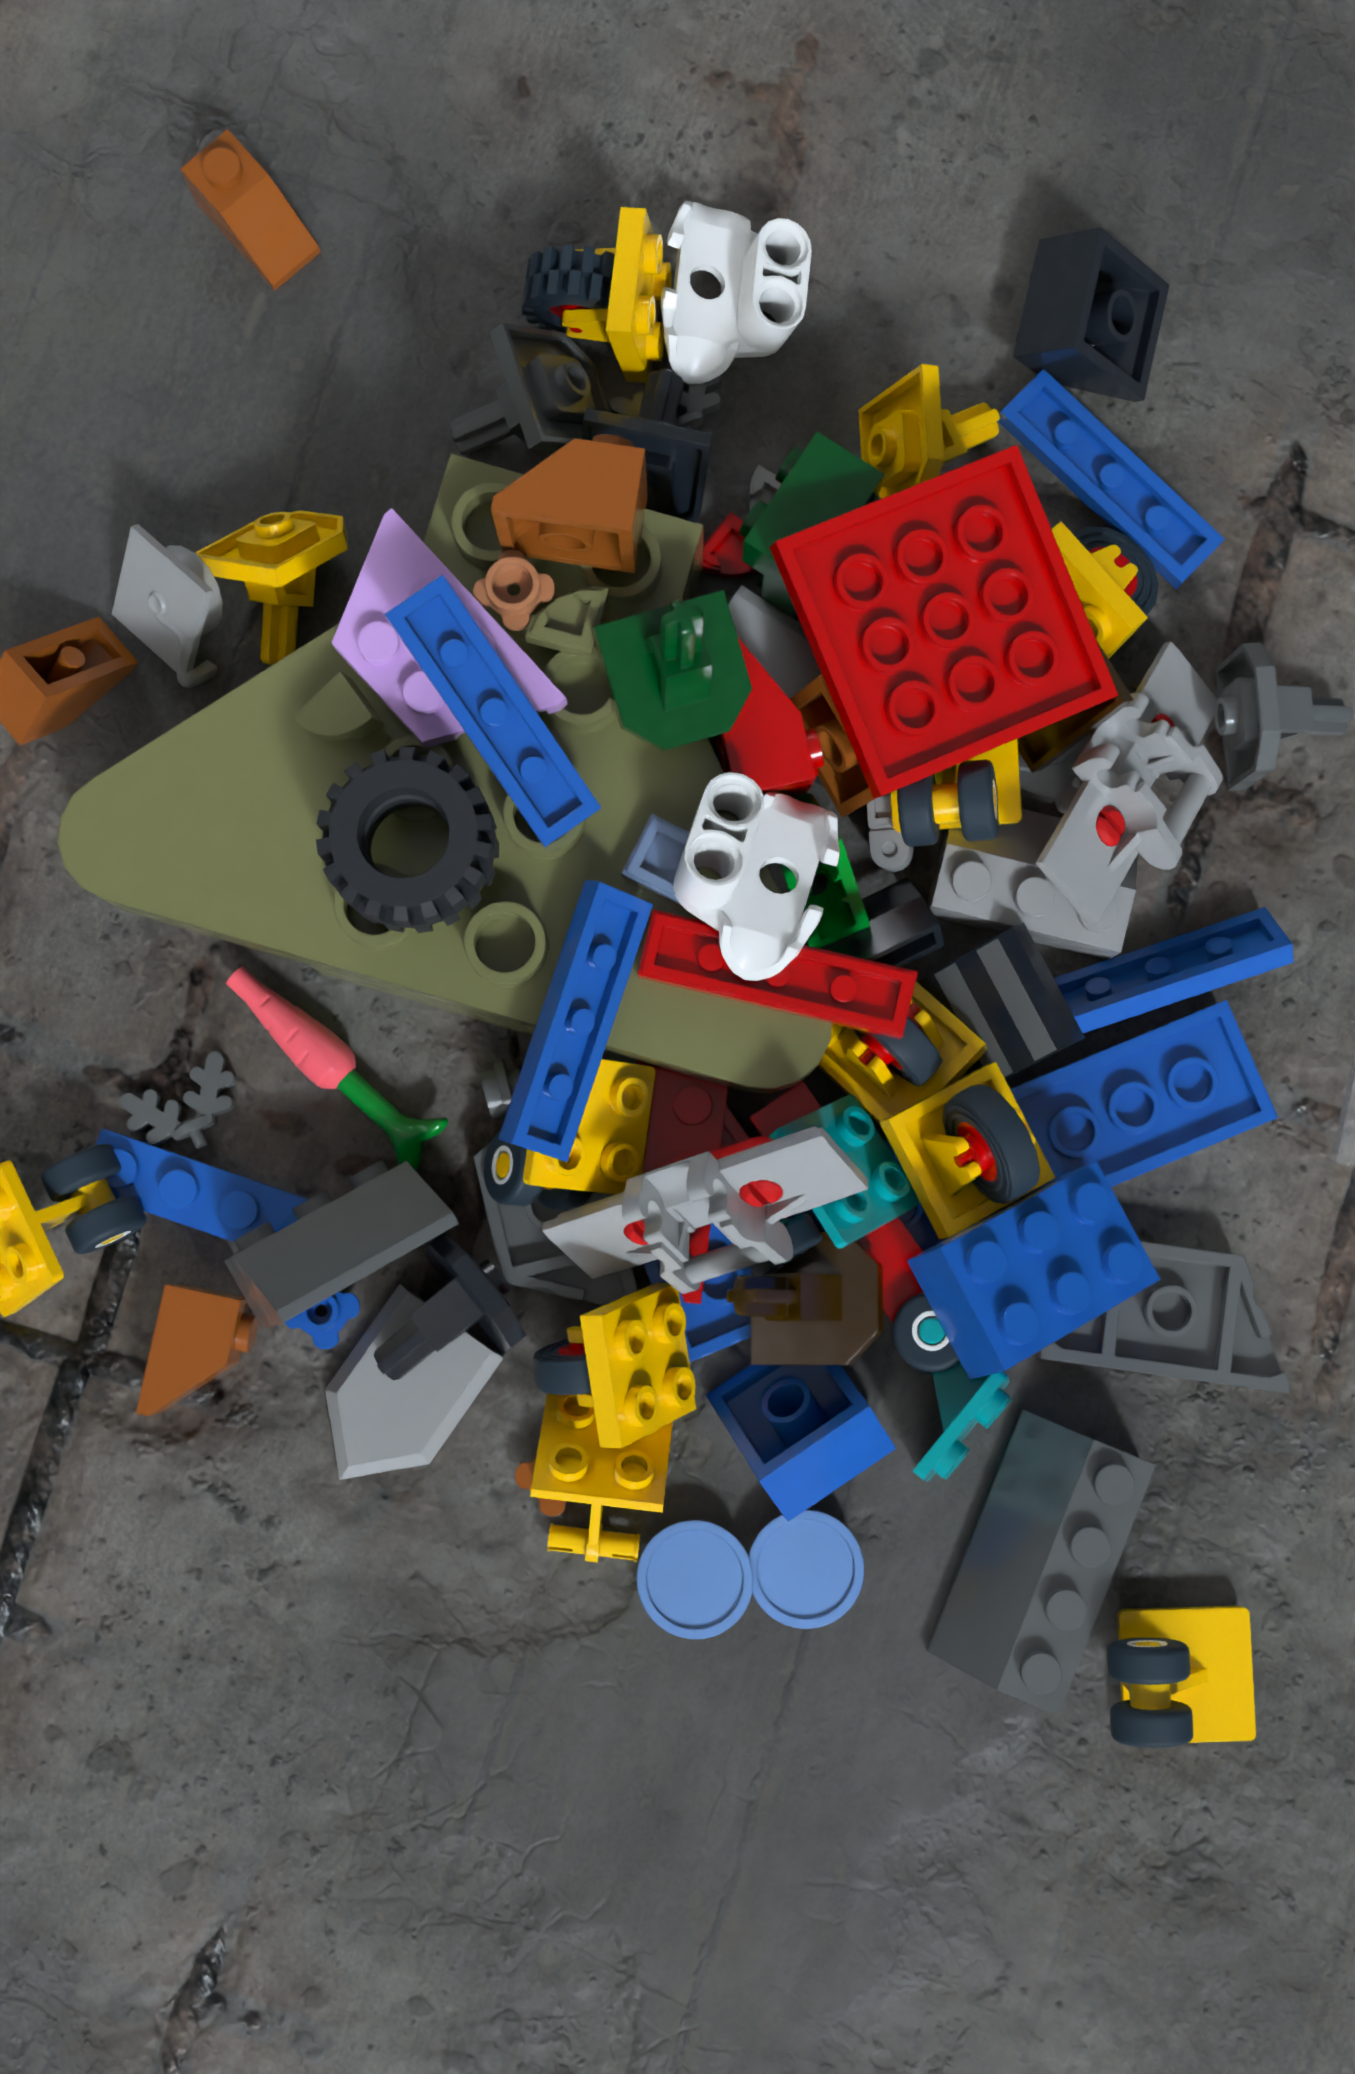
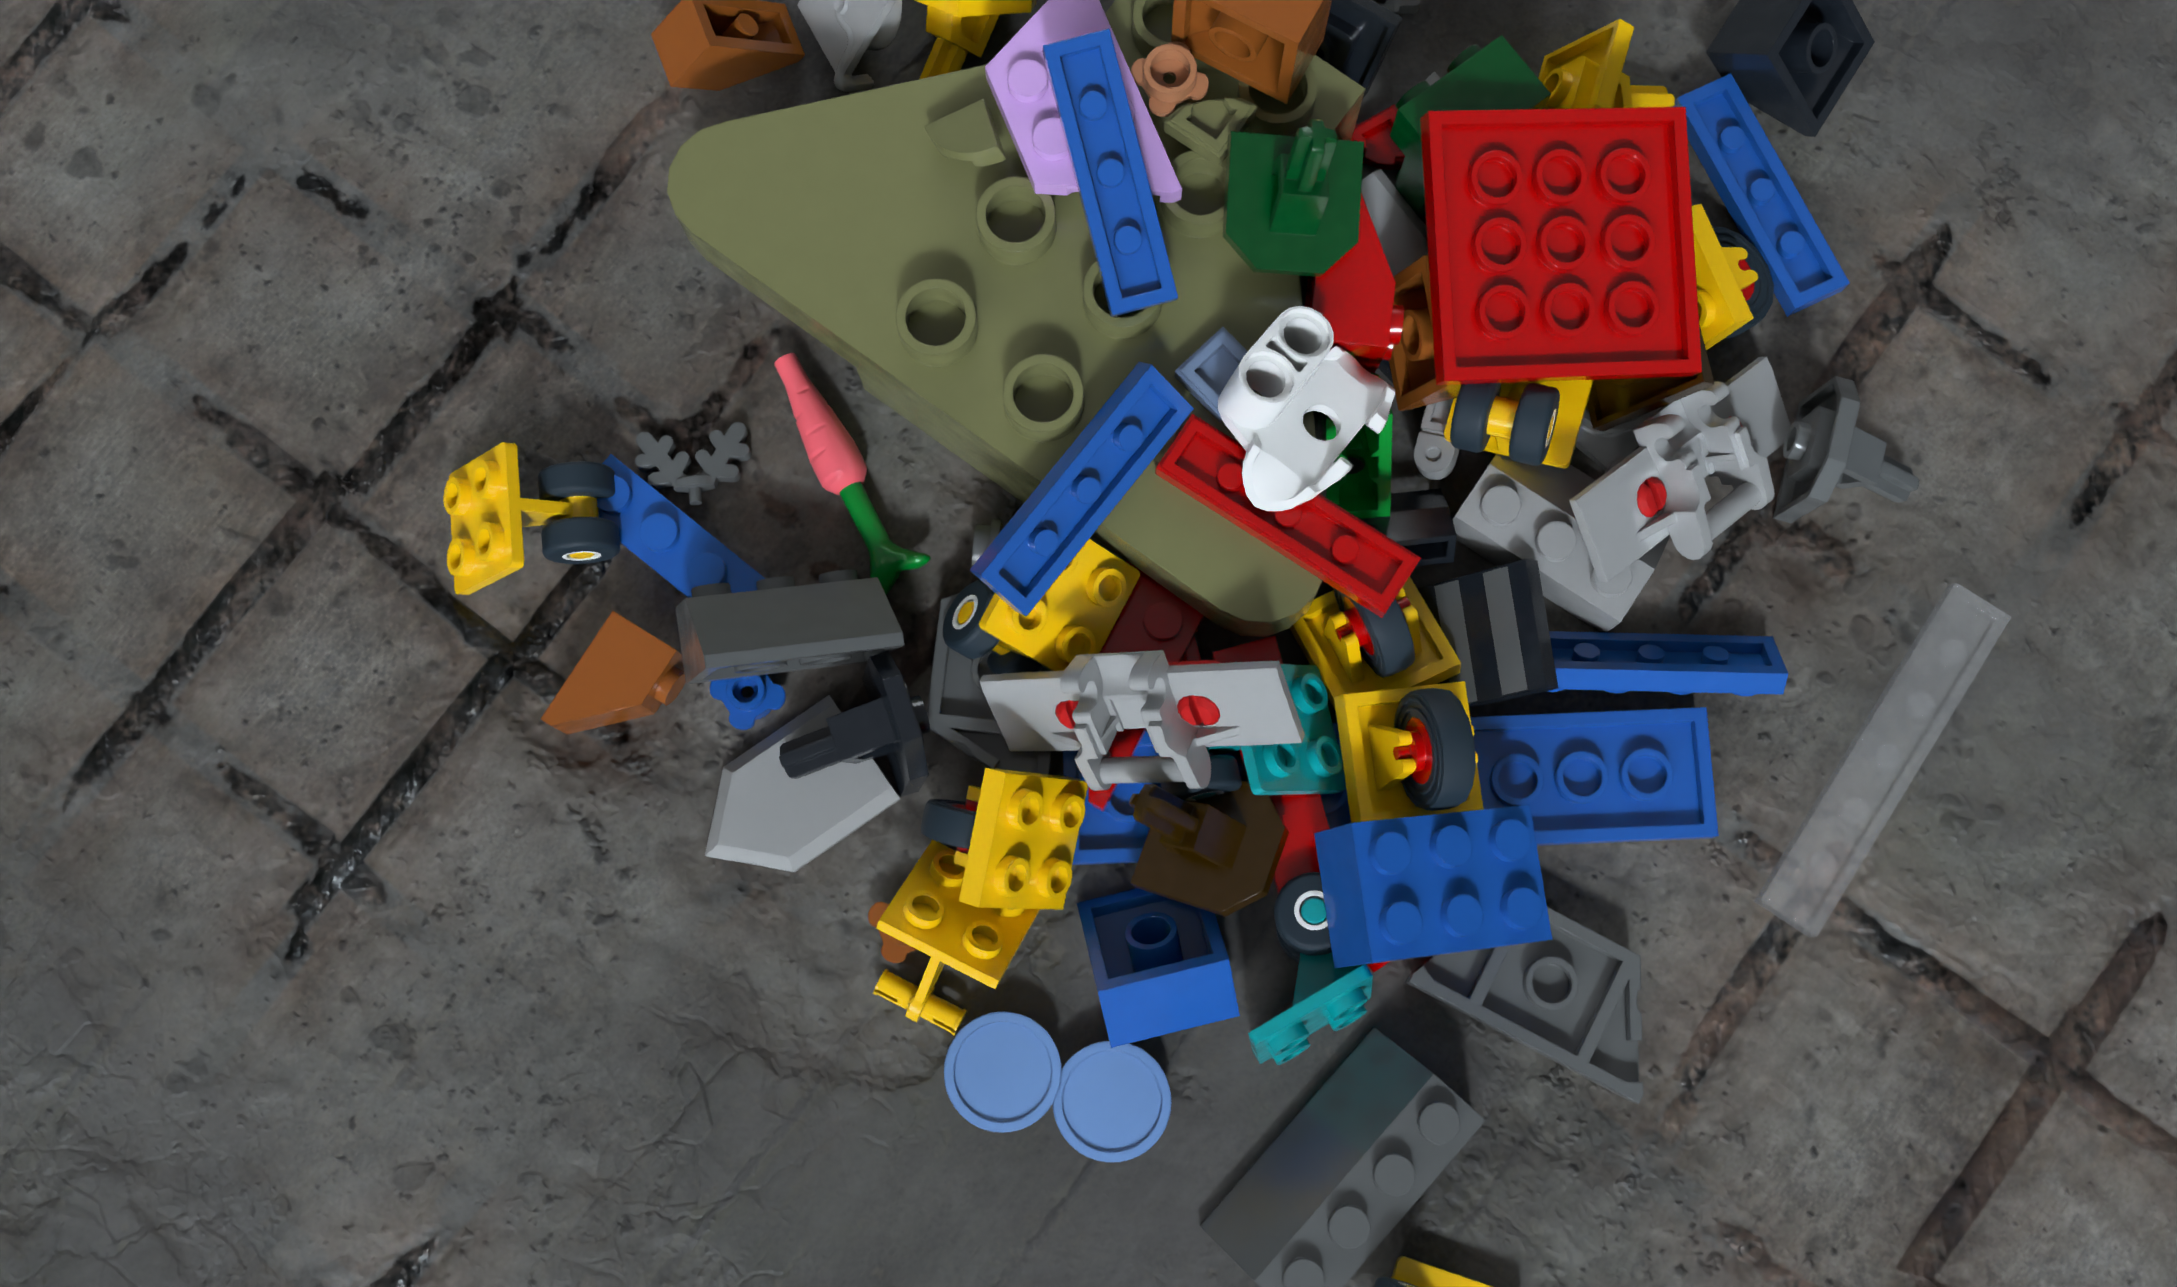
camera: 20 degrees right, 5 degrees down
(377, 793) = (976, 213): black tyre -> none

